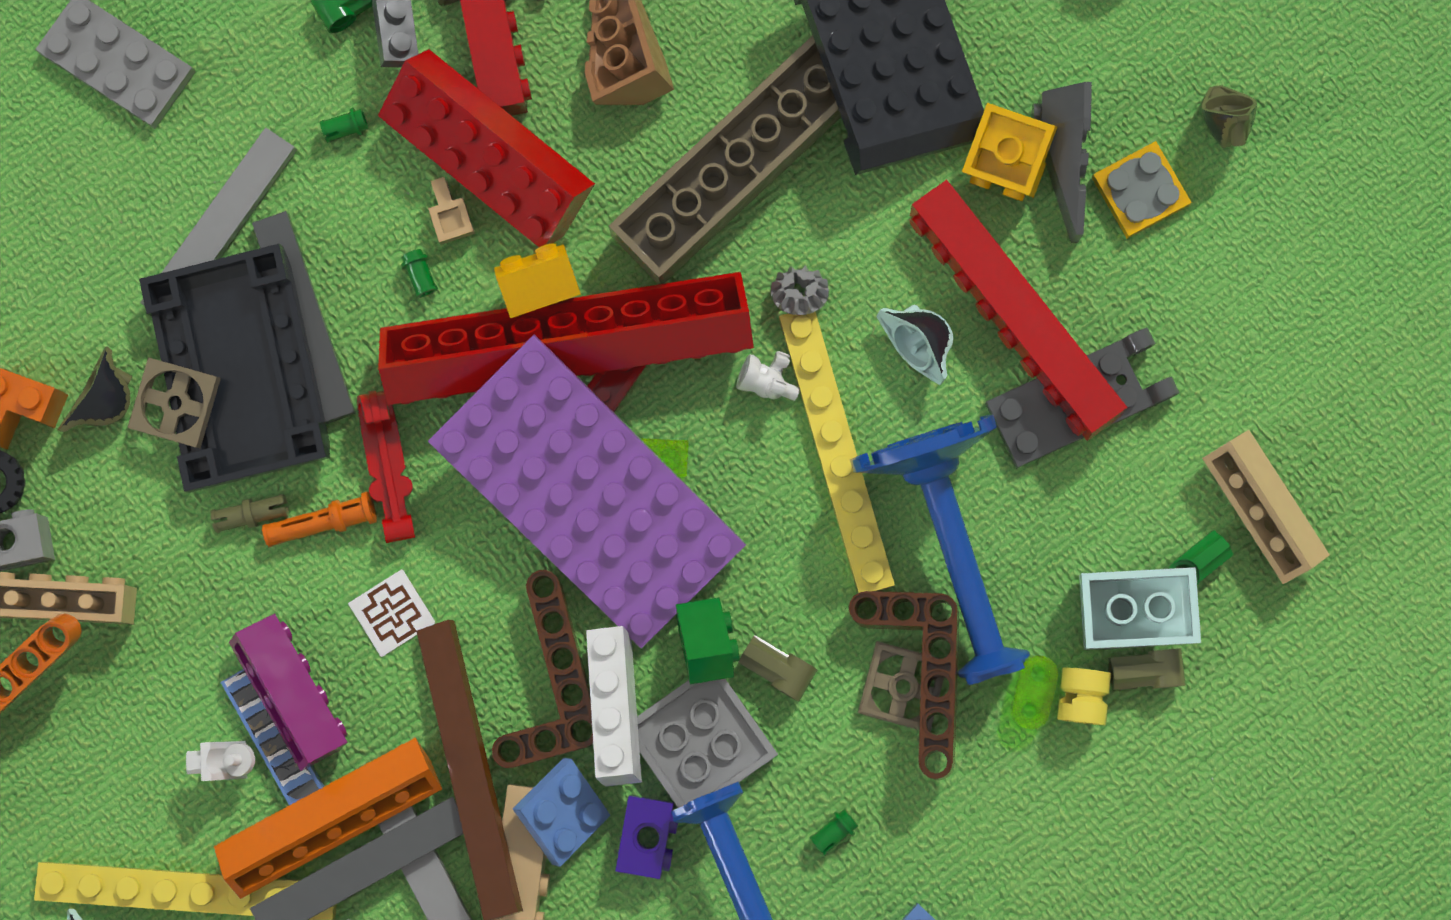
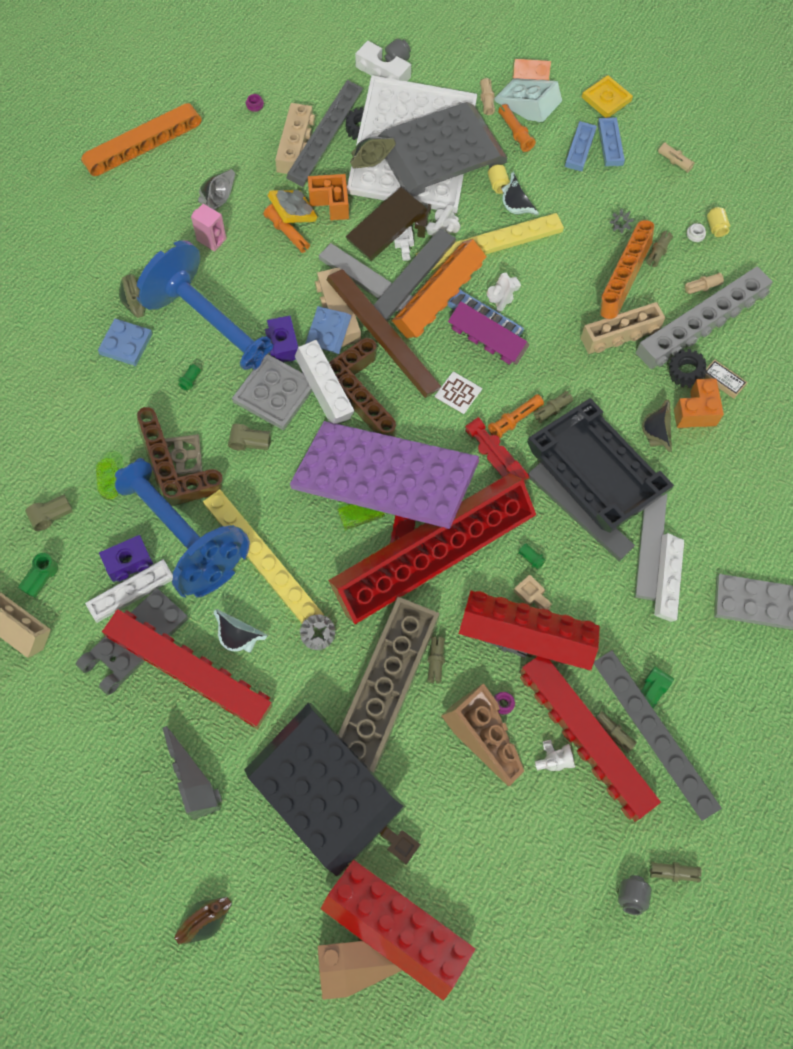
camera: 150 degrees right, 15 degrees down
(145, 395) = (616, 422): dark tan piece -> none
(228, 151) = (669, 577): none -> white plate
(344, 125) = (614, 619): green pin -> none
(536, 279) = (463, 566): yellow slope -> none
(565, 68) = (510, 702): none -> magenta plate
(642, 175) = (436, 660): none -> olive pin
(706, 641) = (290, 430): green brick -> none
(766, 380) = (315, 576): white piece -> none
(1009, 152) = (224, 759): yellow plate -> none
(1060, 483) = (129, 591): none -> white tile
(1072, 528) = (114, 556): none -> dark purple brick
(1084, 696) = (79, 484): light yellow wheel -> none
(1139, 608) = (62, 533): light aqua slope -> none
(1141, 189) = (137, 778): light grey piece -> none
(1229, 115) = (95, 846): olive hat -> none

